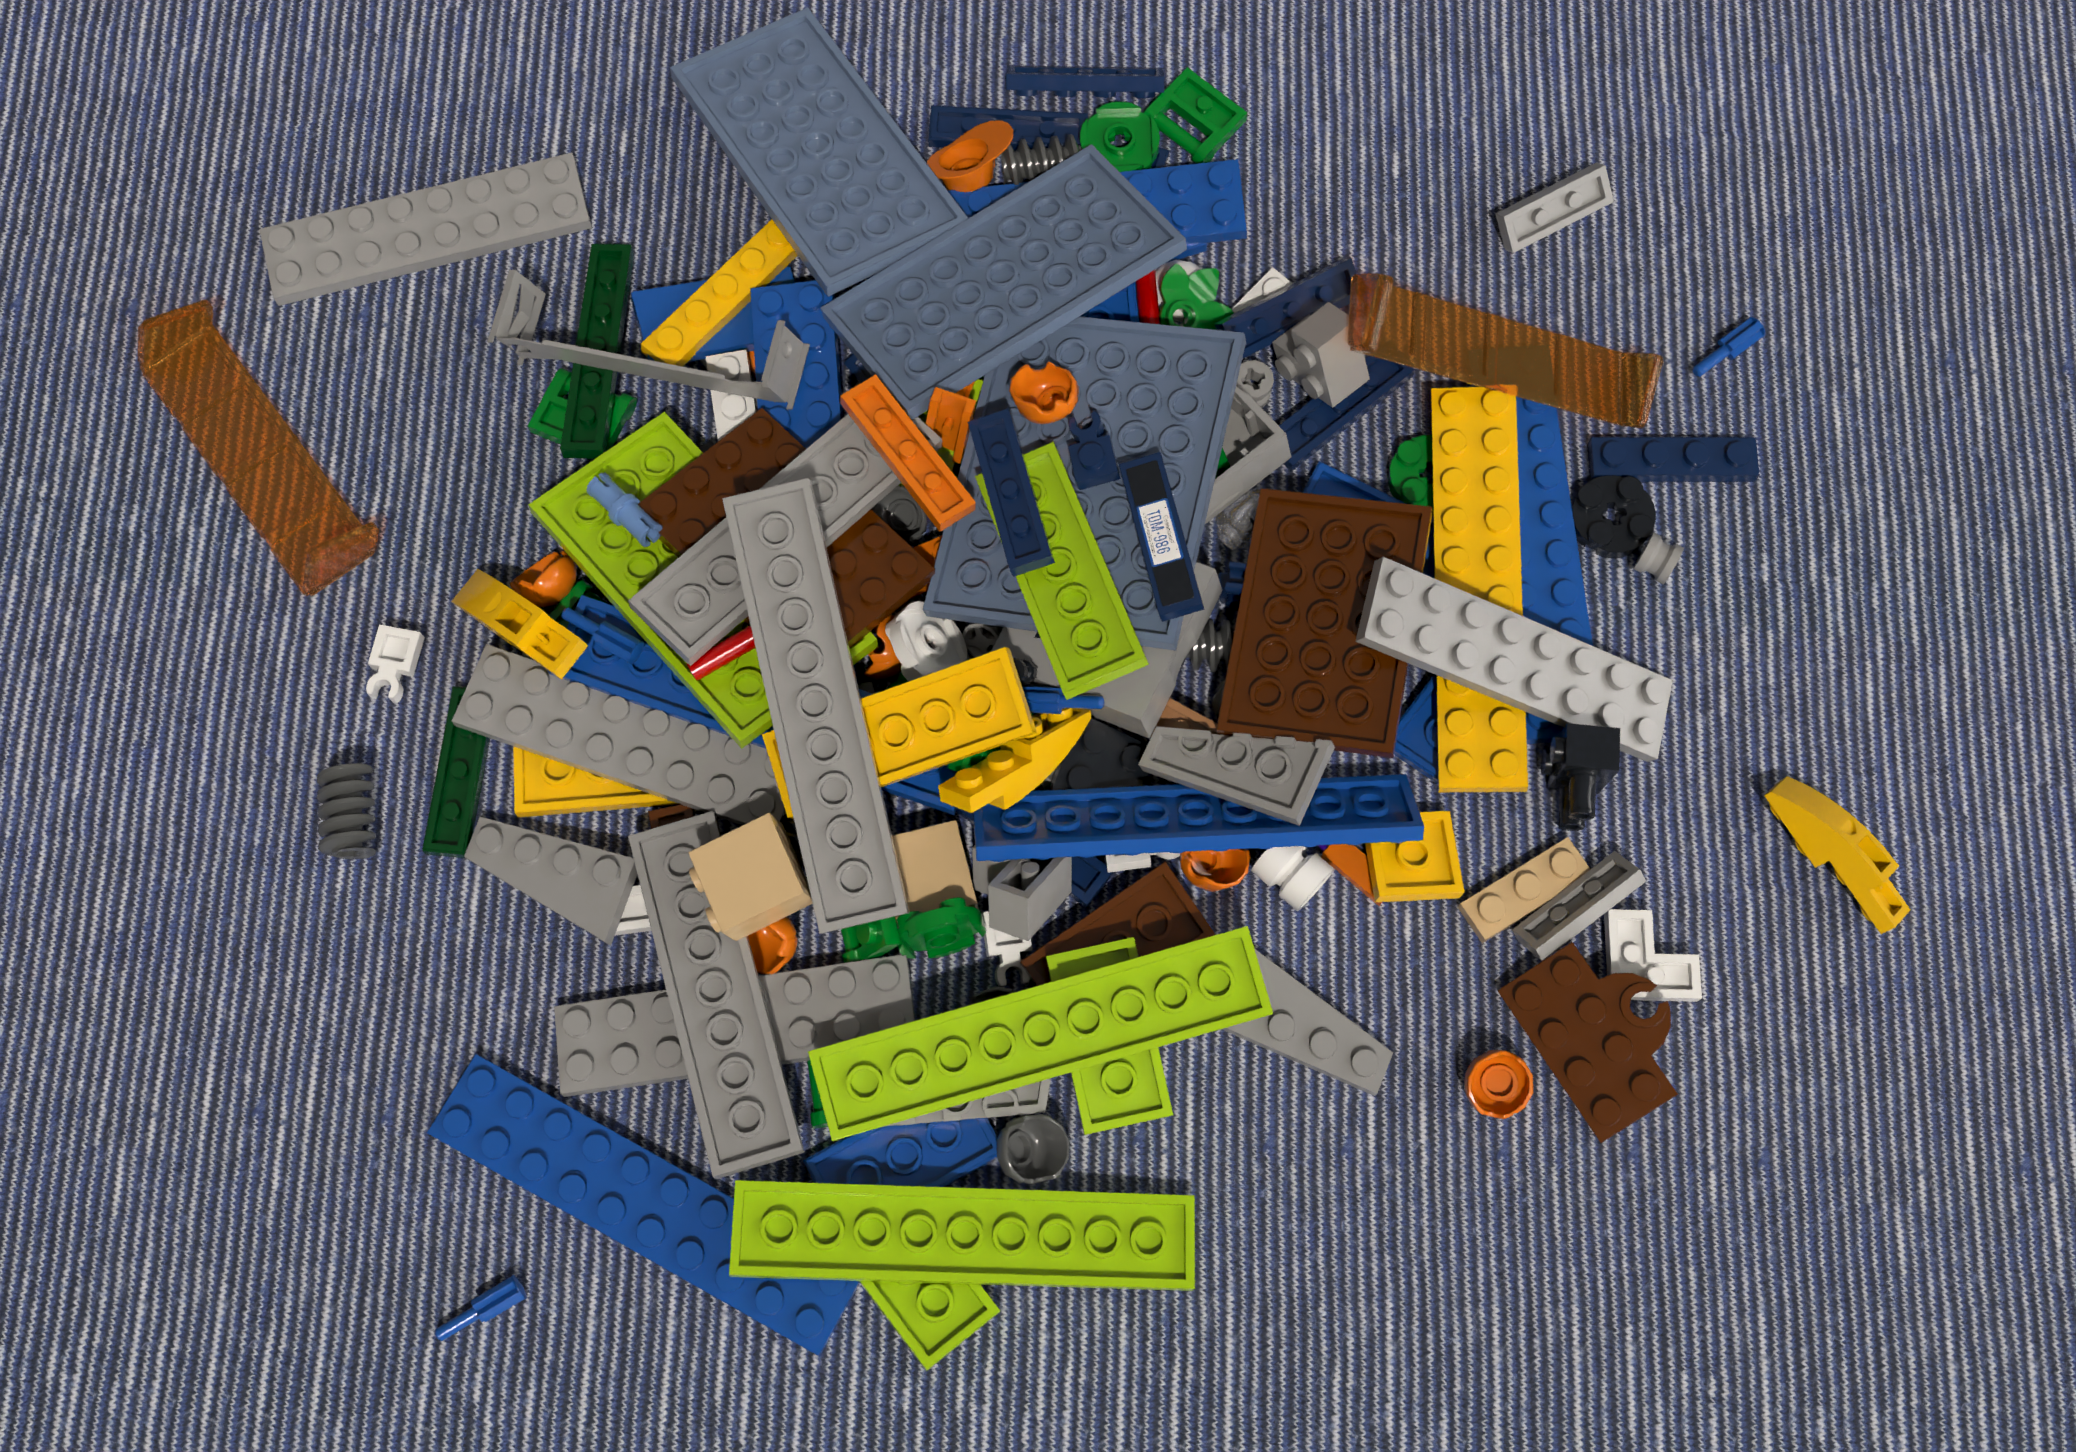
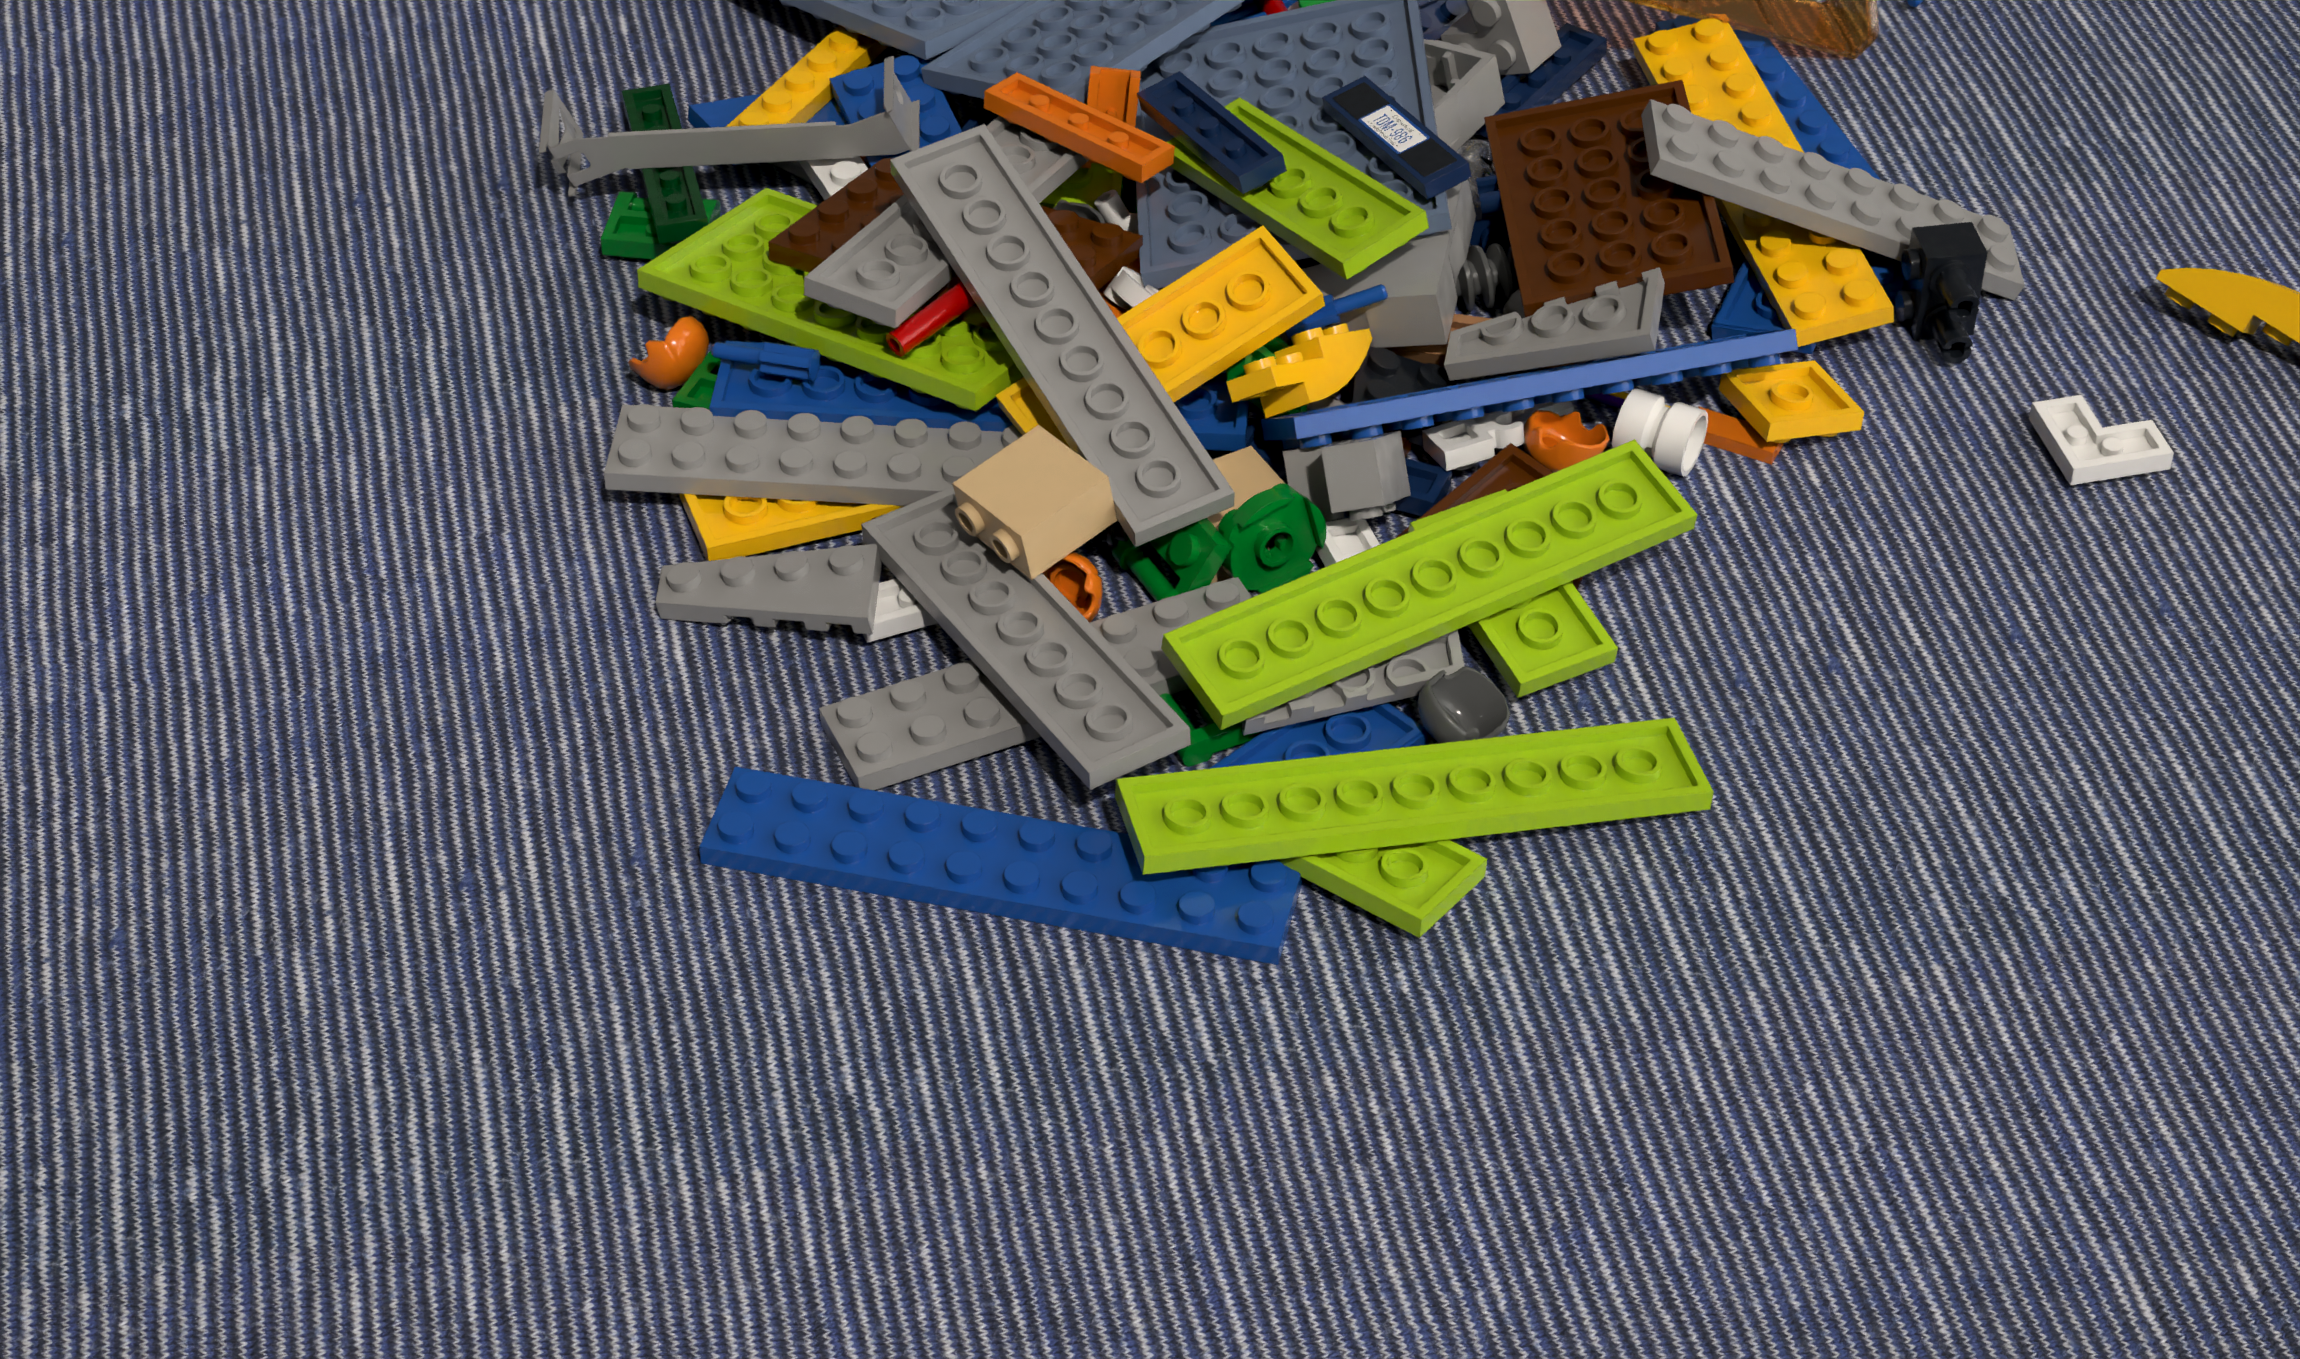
camera: 15 degrees left, 30 degrees down
(252, 448) = (259, 320): clear orange piece -> none
(343, 813) = (495, 583): dark grey piece -> none
(393, 655) = (503, 454): white plate -> none
(424, 229) = (408, 119): light grey plate -> none
(456, 787) = (620, 550): dark green tile -> none
(485, 1306) = (835, 991): blue axle -> none
(520, 623) = (656, 367): yellow slope -> none
(624, 509) = (758, 245): medium blue pin -> none
(1045, 393) = (1217, 70): orange hair -> none
(1093, 455) = (1289, 104): dark blue plate -> none
(1314, 1033) = (1737, 571): light grey wing -> none
(1498, 1084) = (1980, 560): orange hair -> none
(1523, 890) = (1930, 416): tan plate -> none
(1578, 905) = (1998, 405): light grey plate -> none
(1594, 1038) = (2070, 506): reddish brown plate -> none
(1624, 496) = (1880, 118): black plate -> none
(1658, 558) = (1944, 135): light grey wheel -> none
(1675, 458) = (1920, 69): dark blue plate -> none

